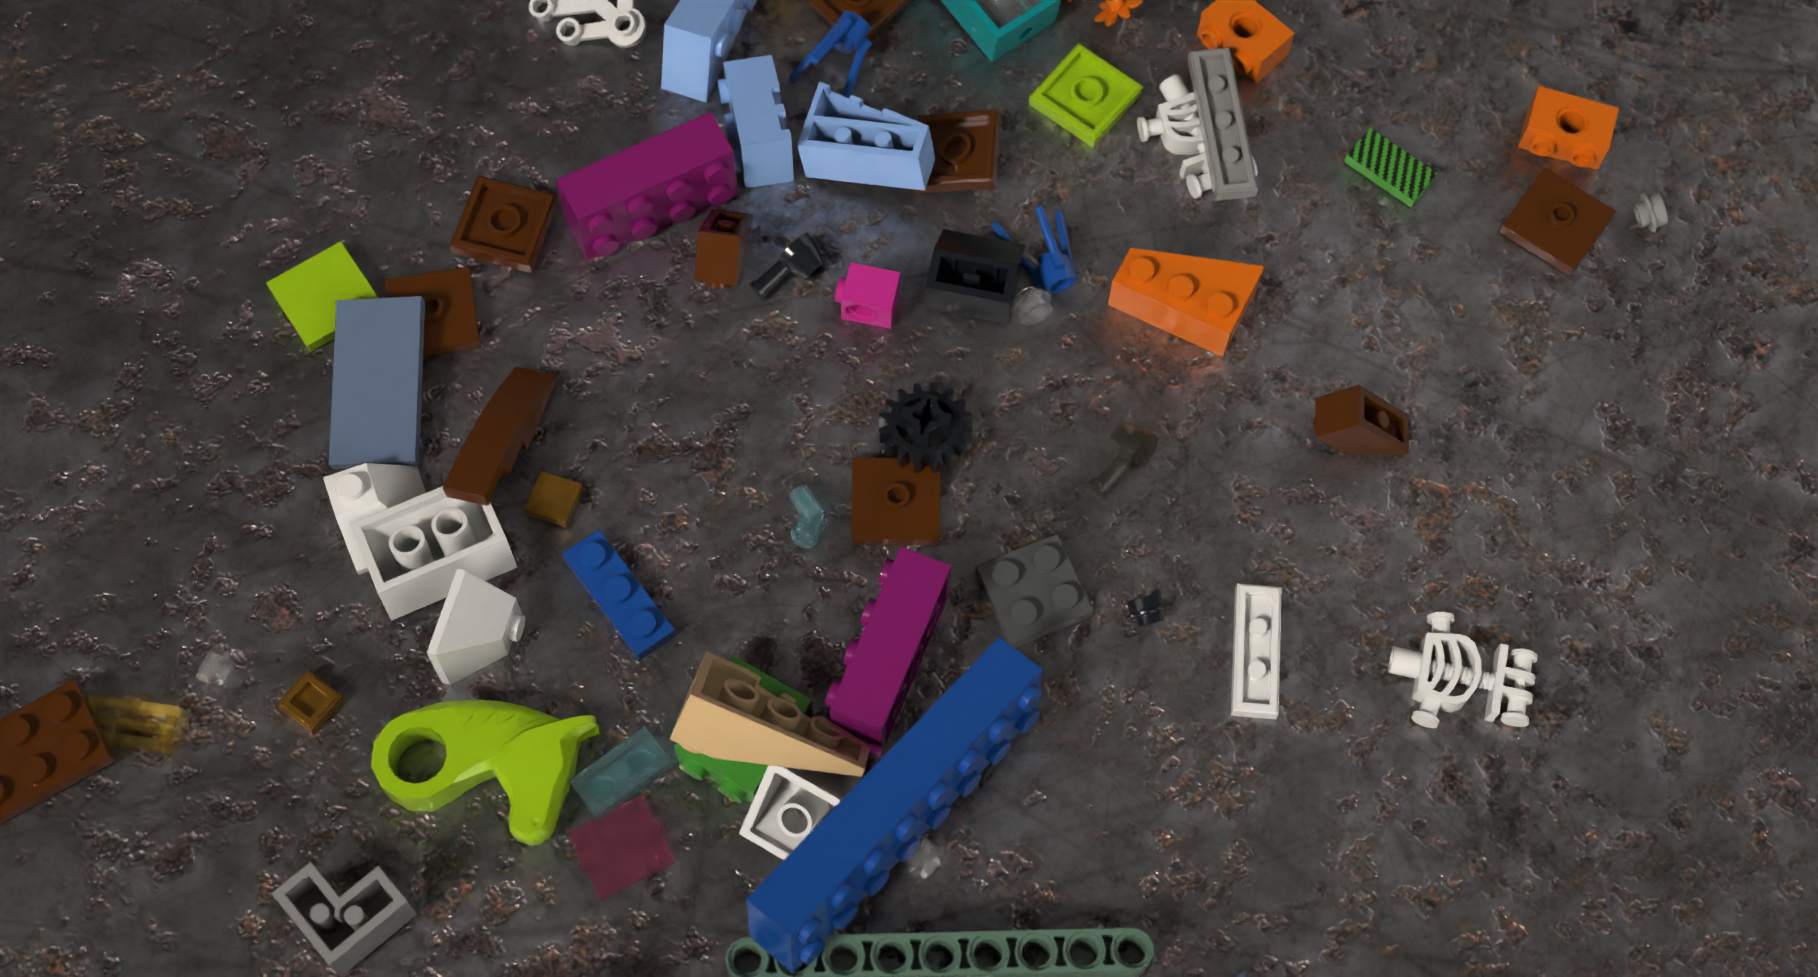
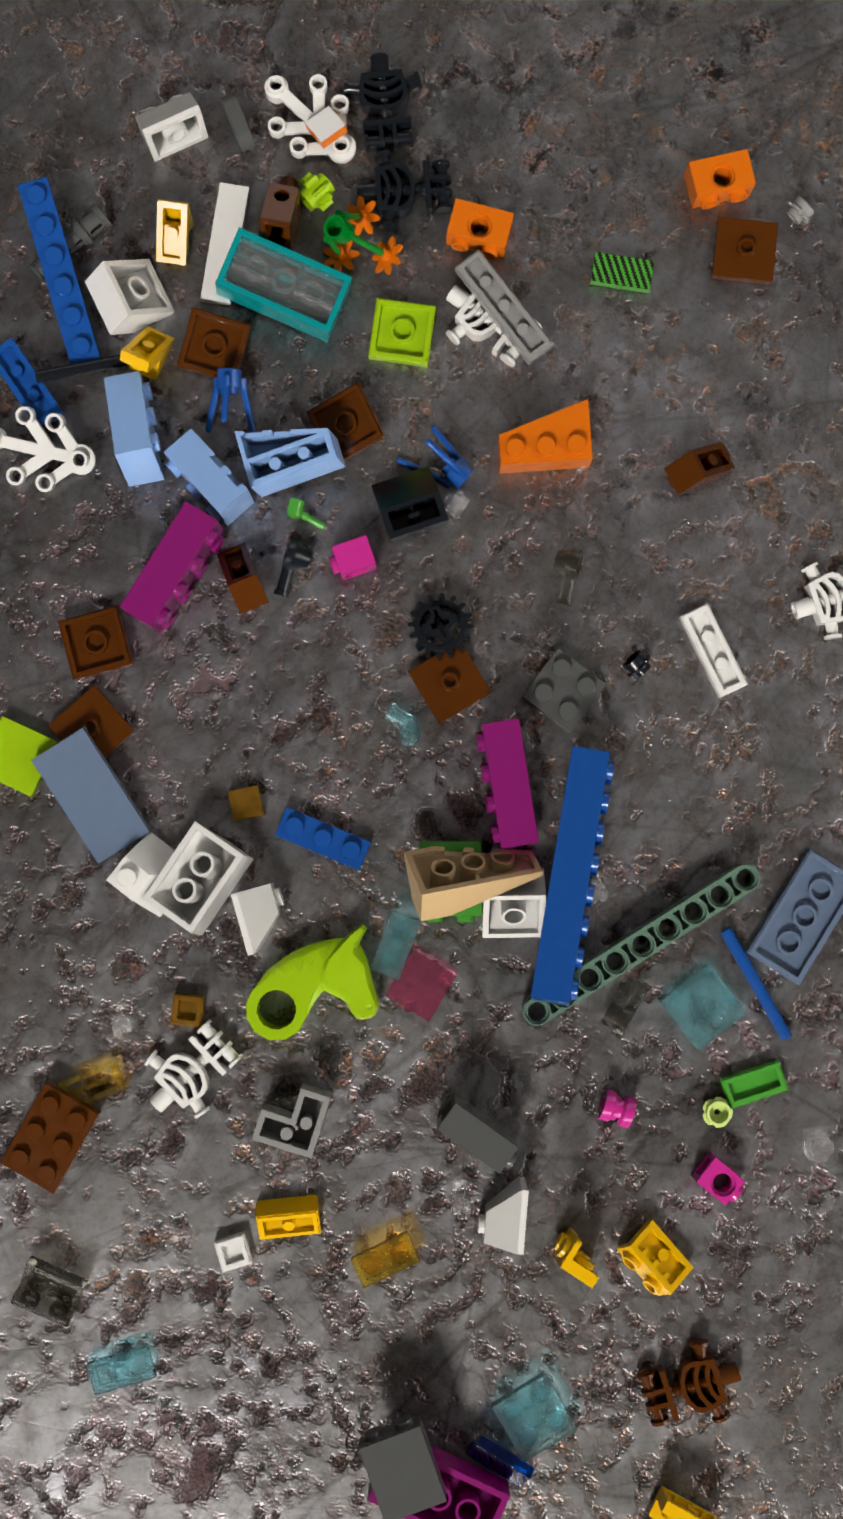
camera: 30 degrees left, 20 degrees up
(227, 790) = (172, 1083): none -> white piece
(499, 435) = (190, 786): reddish brown slope -> none
(835, 212) = (295, 510): none -> bright green hand

